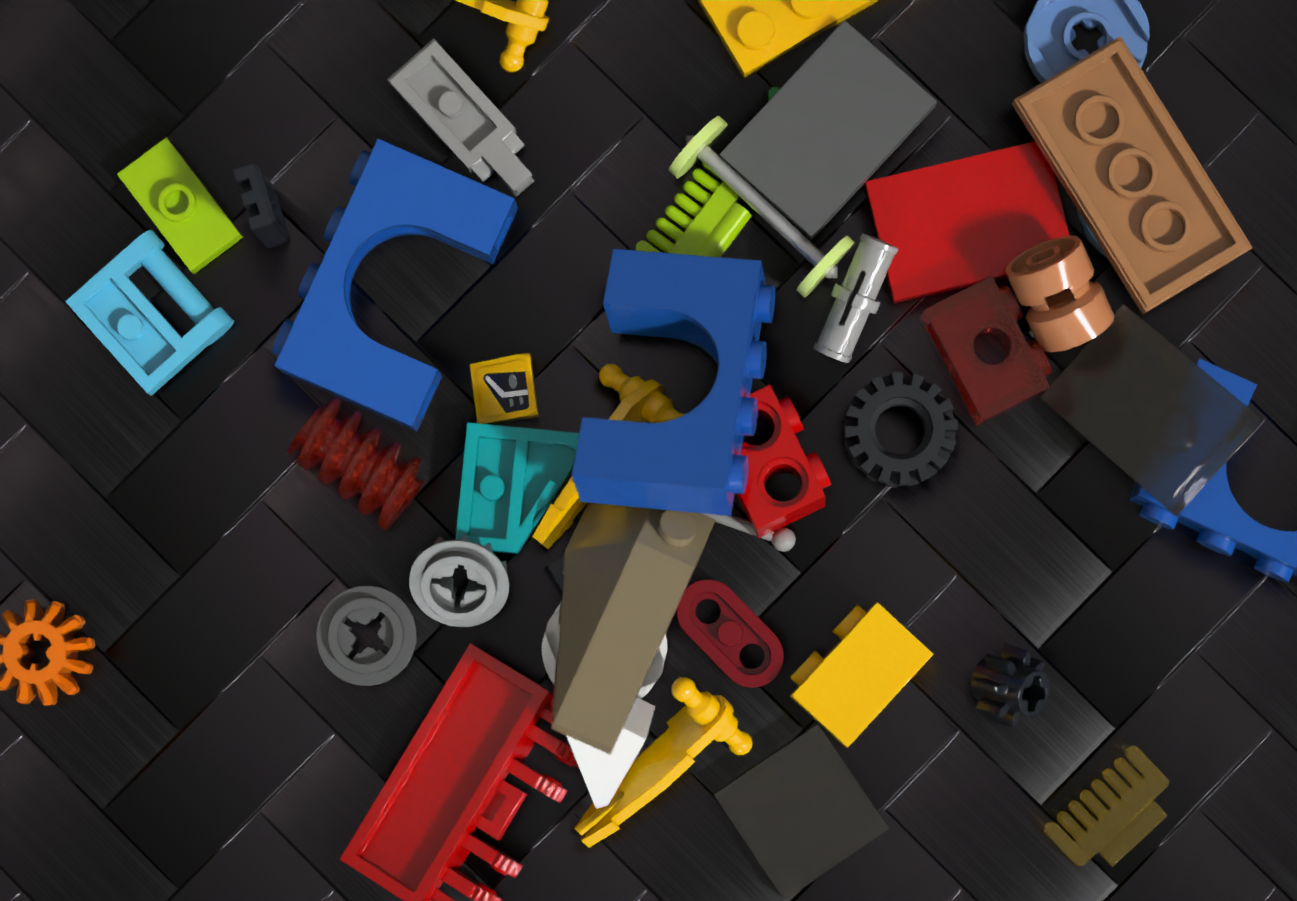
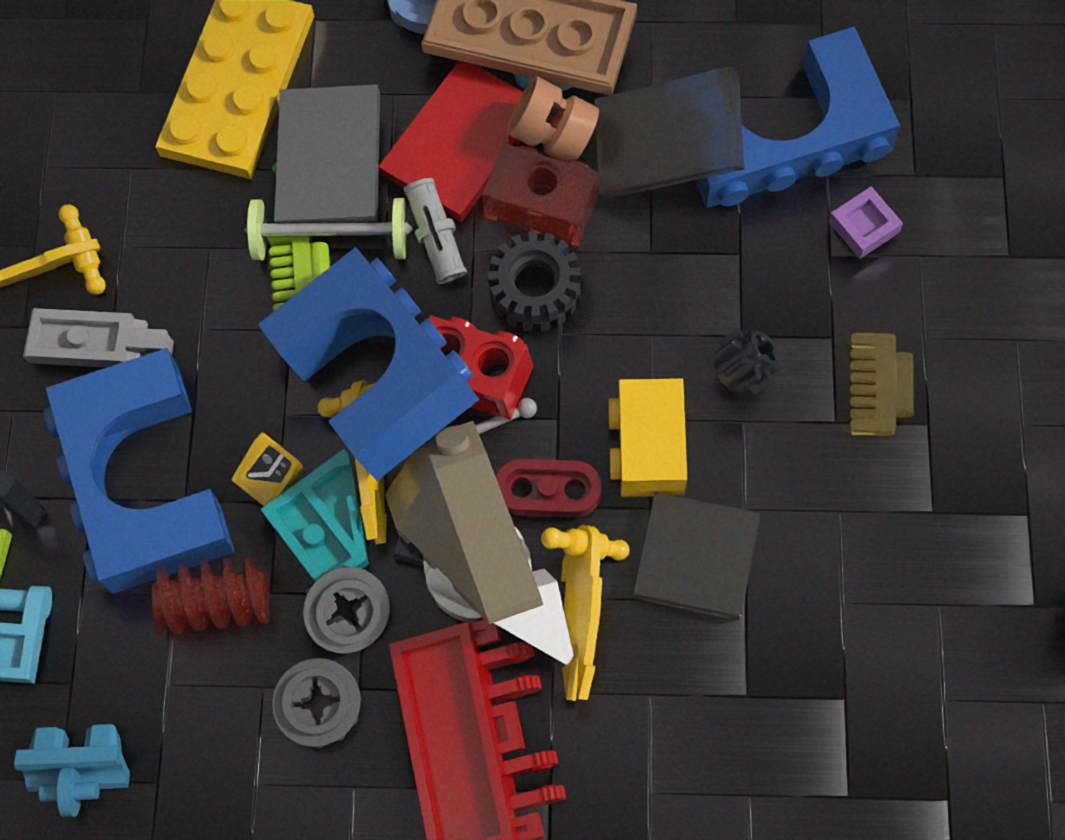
camera: 45 degrees left, 15 degrees down
(104, 485) = (73, 772): none -> dark azure hips
(1251, 655) = (865, 222): none -> medium lavender plate

